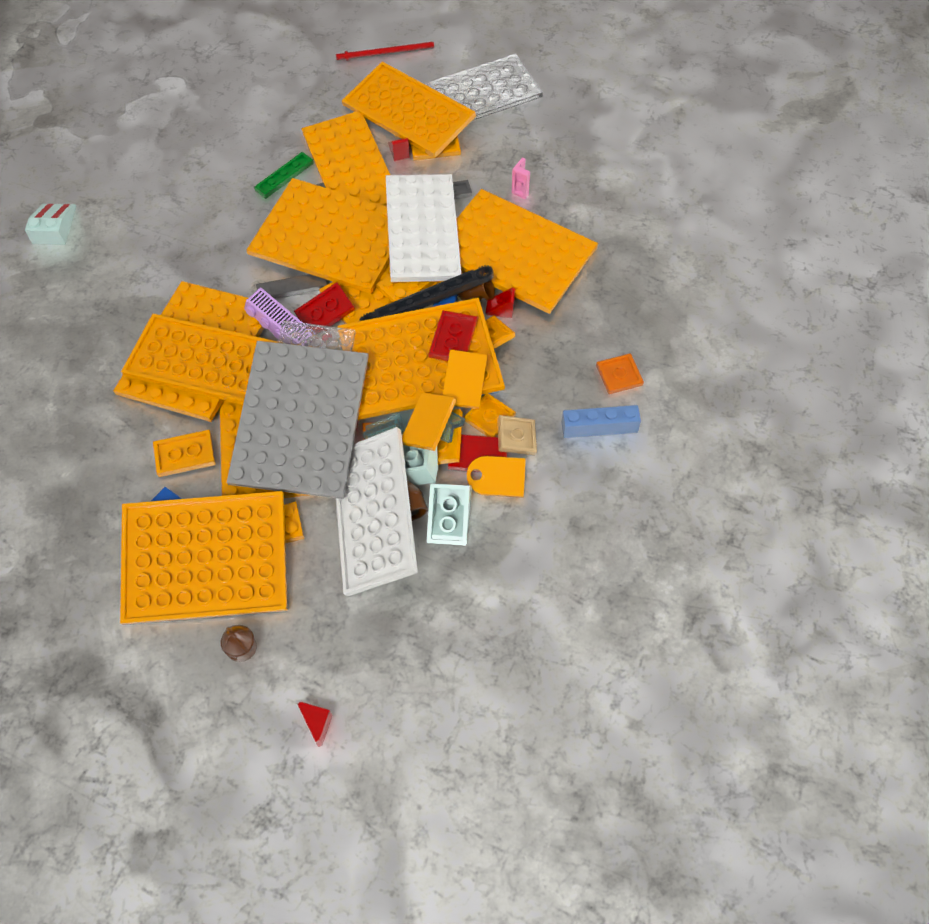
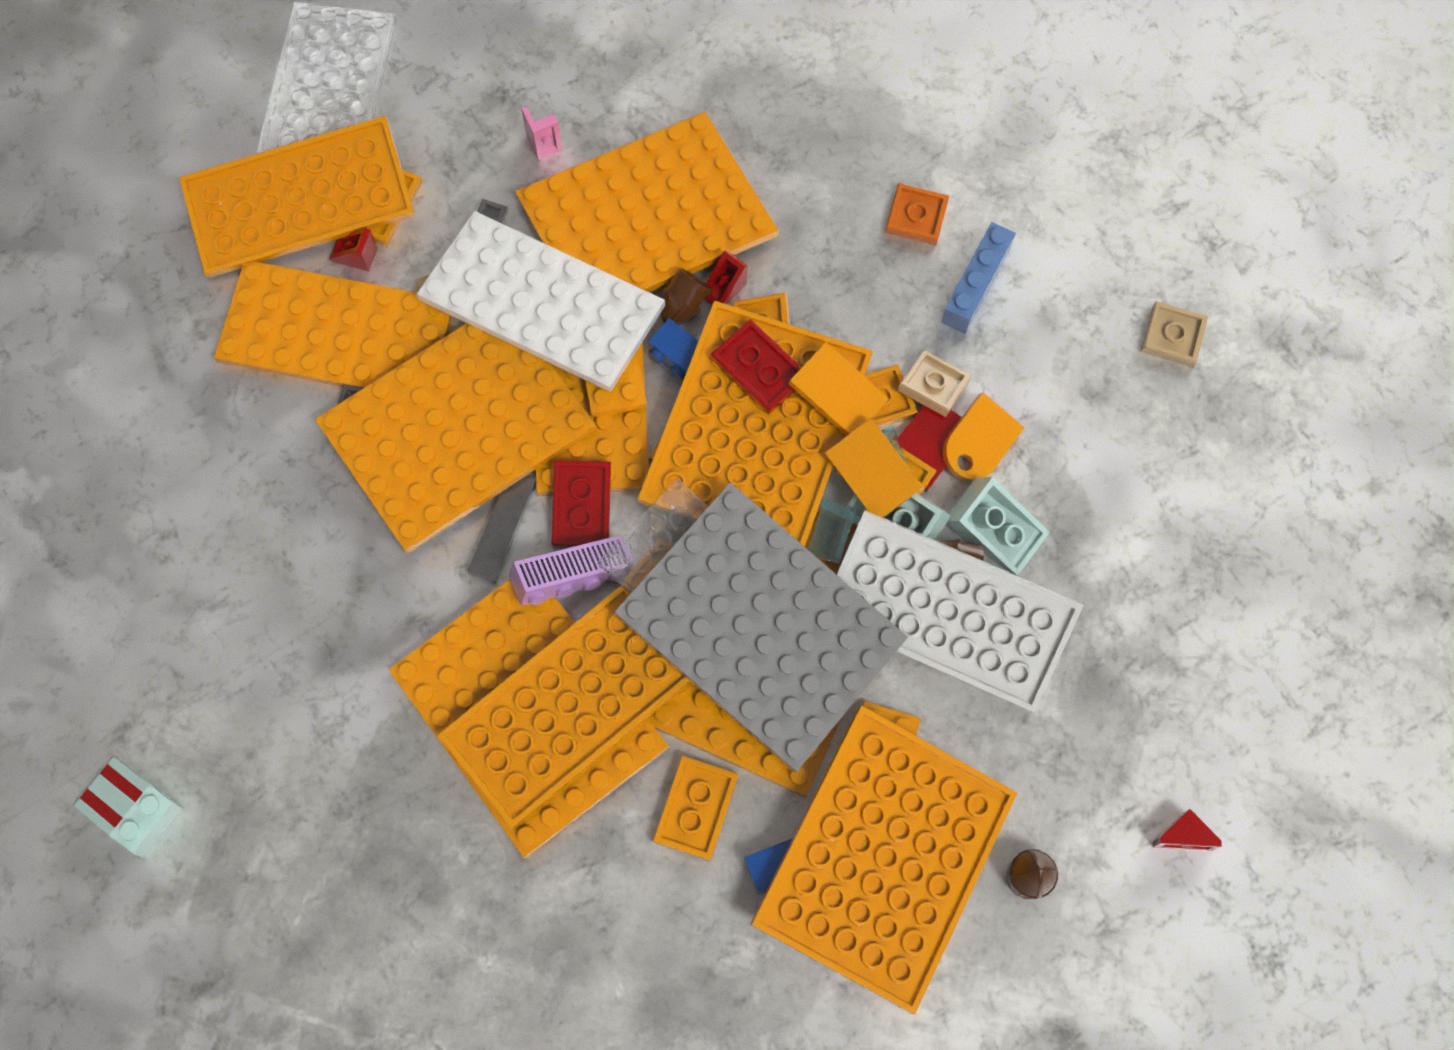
camera: 60 degrees left, 10 degrees up
(283, 175) = (284, 429): green tile -> none
(348, 55) = (113, 217): red bar -> none
(434, 293) = (667, 358): black plate -> none
(650, 548) = (1174, 334): none -> tan tile

